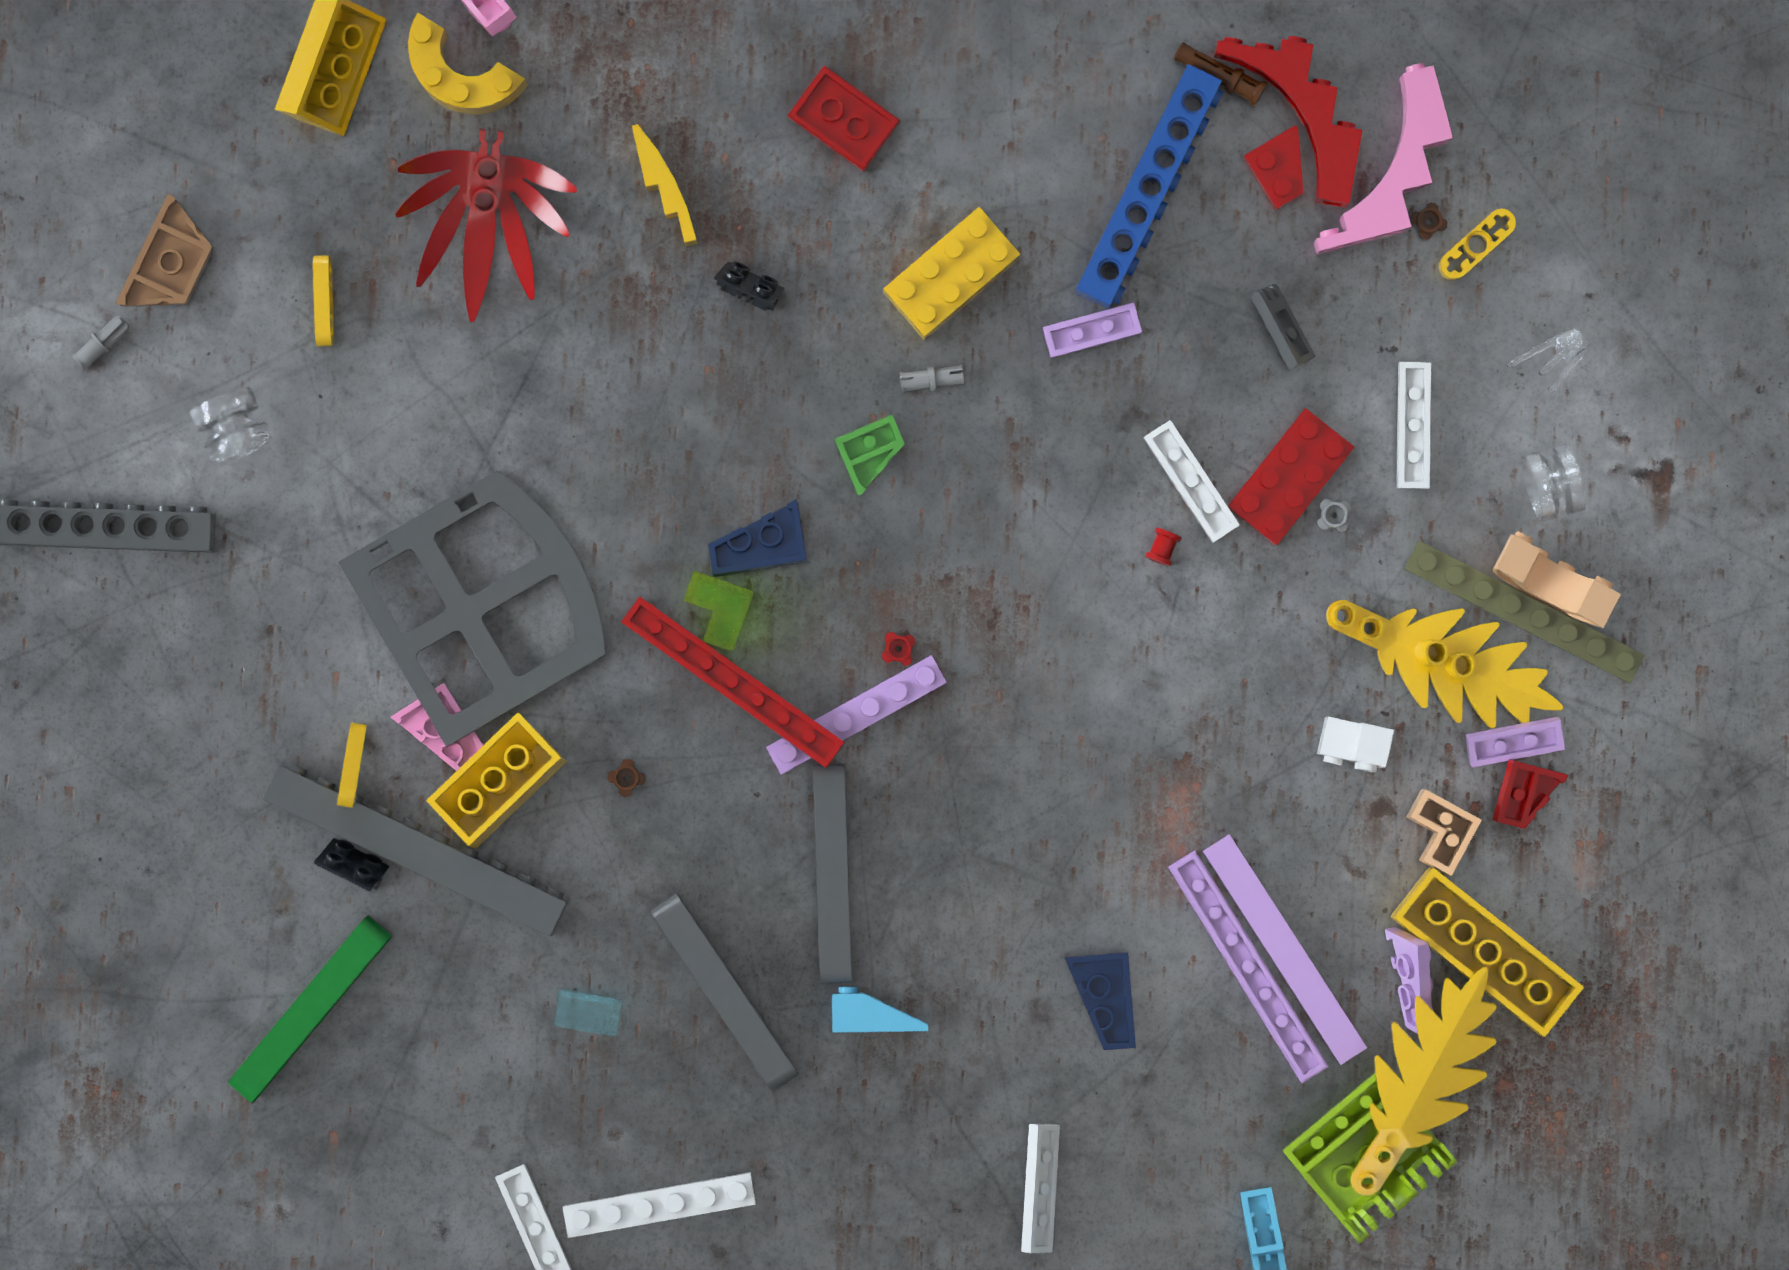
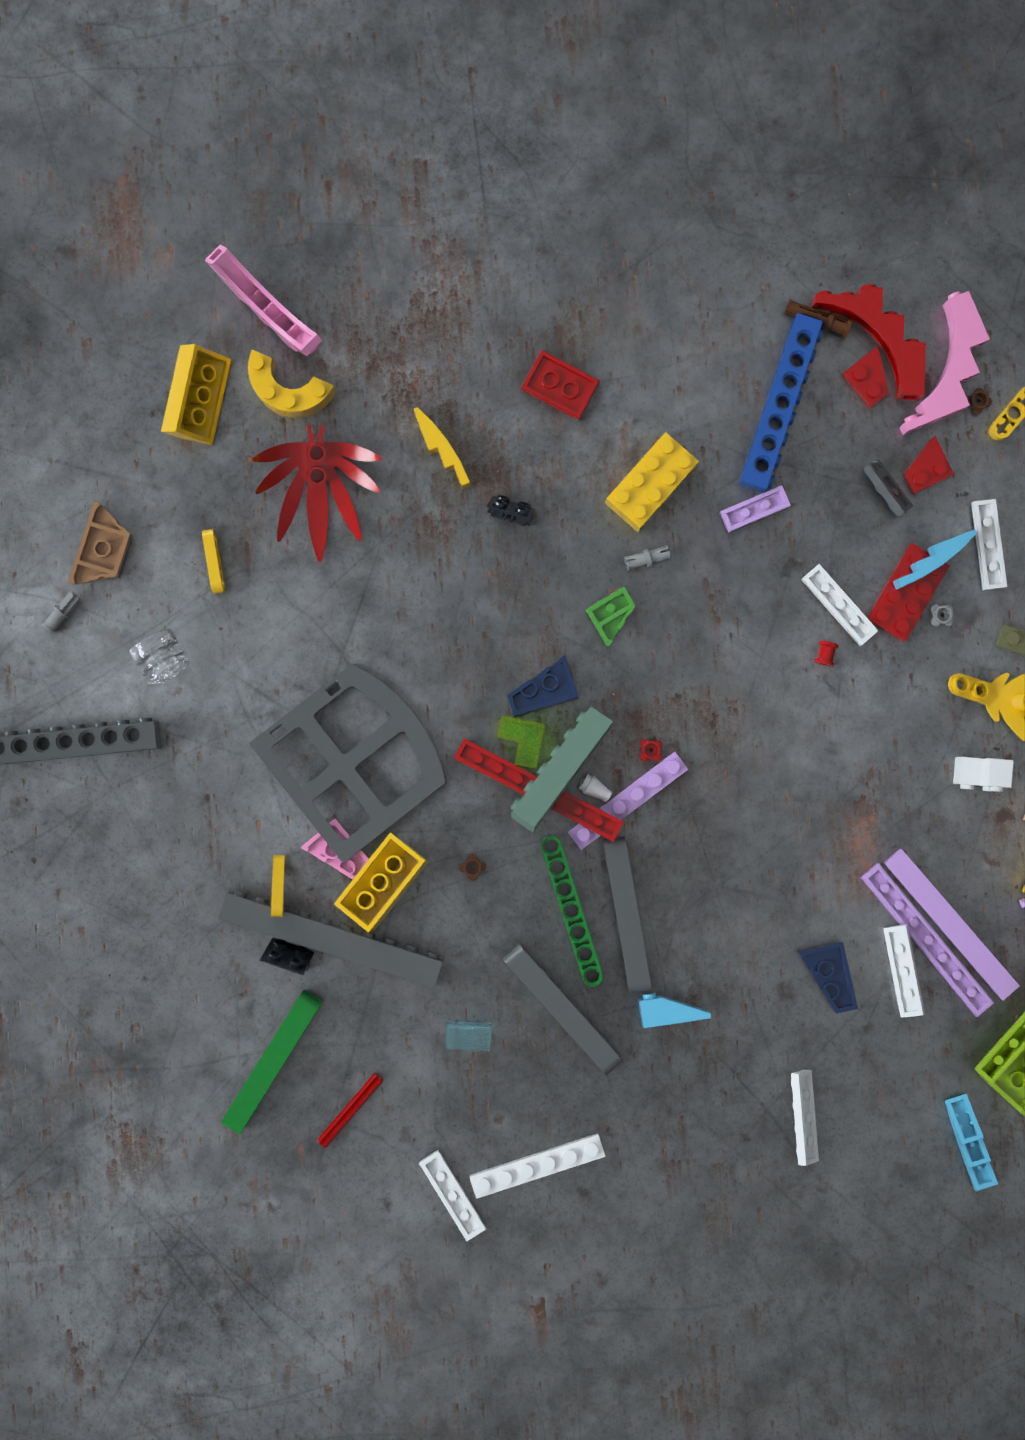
camera: 10 degrees left, 0 degrees up
(409, 1092) = (350, 1110): none -> red axle
(751, 871) = (572, 921): none -> green beam
(767, 657) = (561, 769): none -> sand green brick
(811, 690) = (594, 788): none -> white cone
(1208, 1004) = (904, 971): none -> white plate
(1339, 429) = (939, 555): none -> medium azure slope
(1344, 306) = (928, 468): none -> red wing

